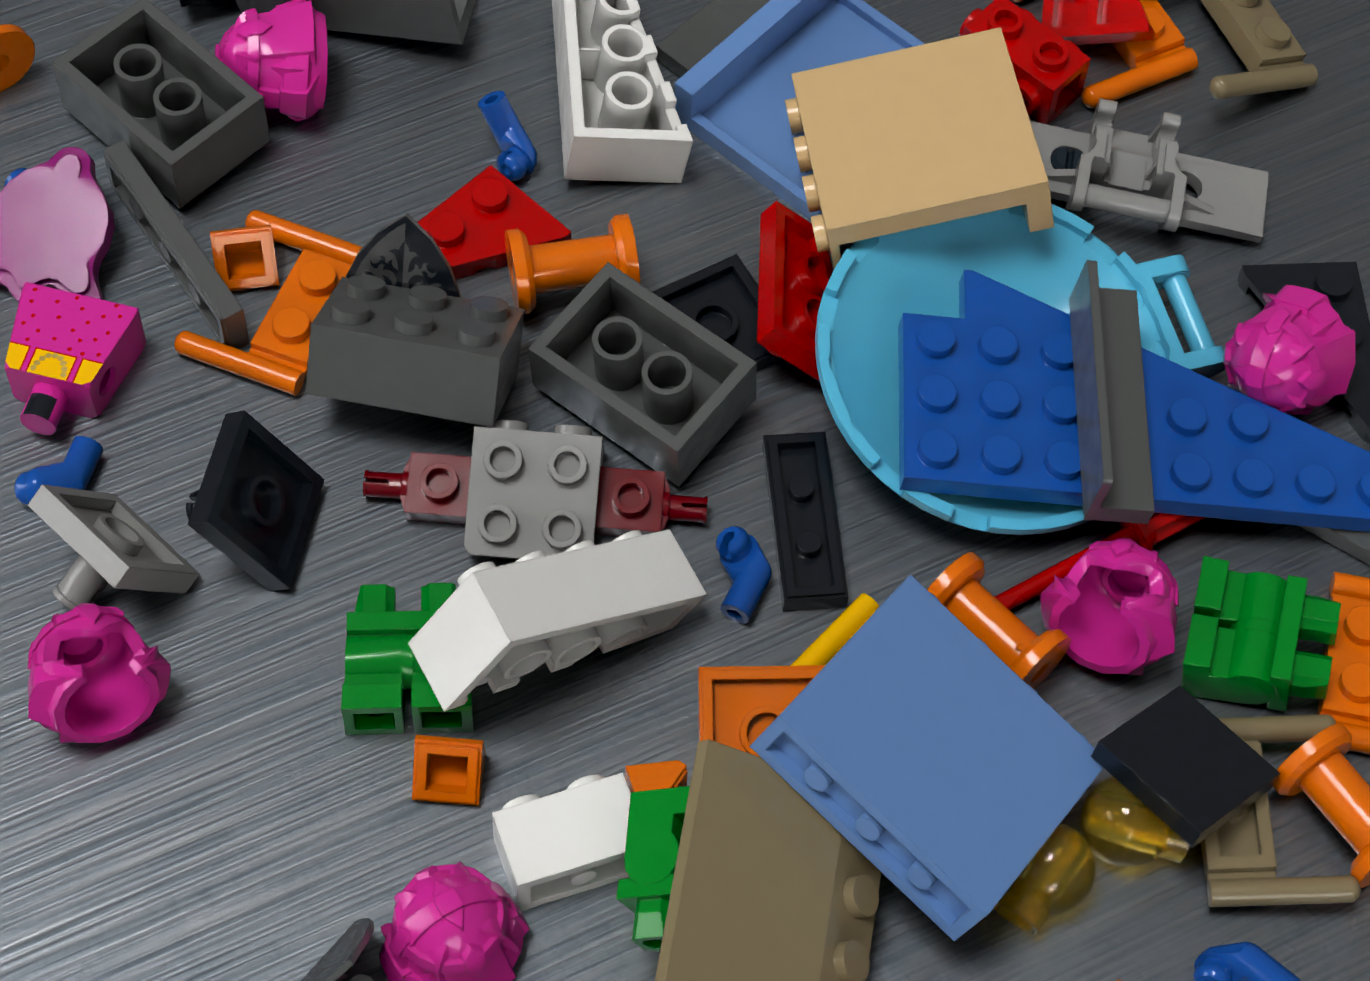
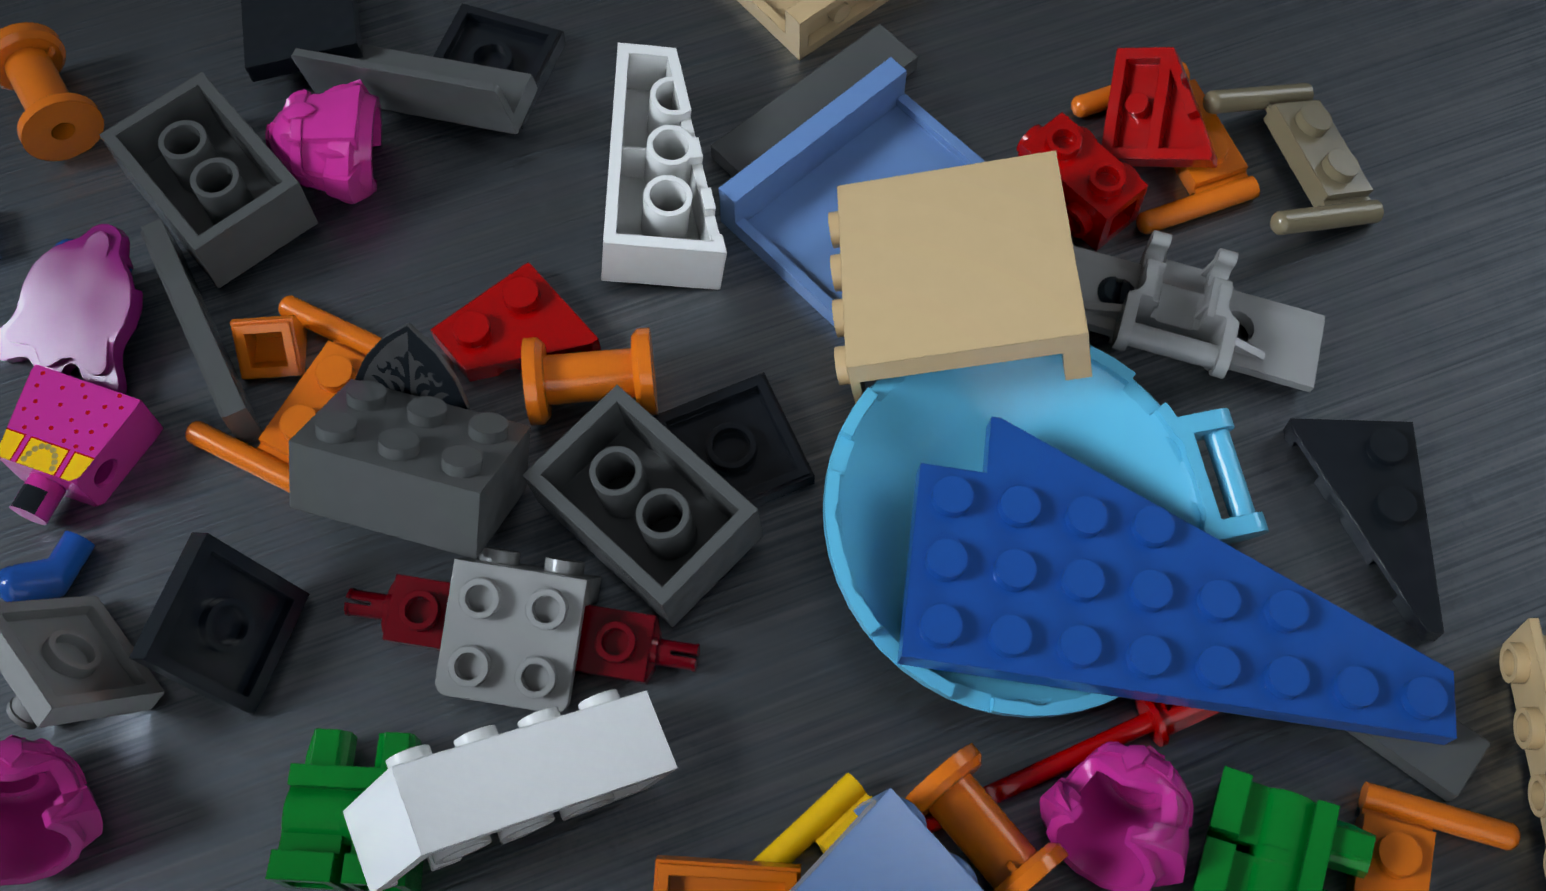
camera: 10 degrees right, 5 degrees up
(518, 152) = (550, 226): blue arm -> none
(747, 571) = (731, 732): blue arm -> none
(790, 287) = (807, 417): red wing -> none
(804, 522) = (799, 679): black tile -> none
(1110, 402) = (1136, 587): dark grey panel -> none
(1292, 352) = (1339, 530): dark pink helmet -> none

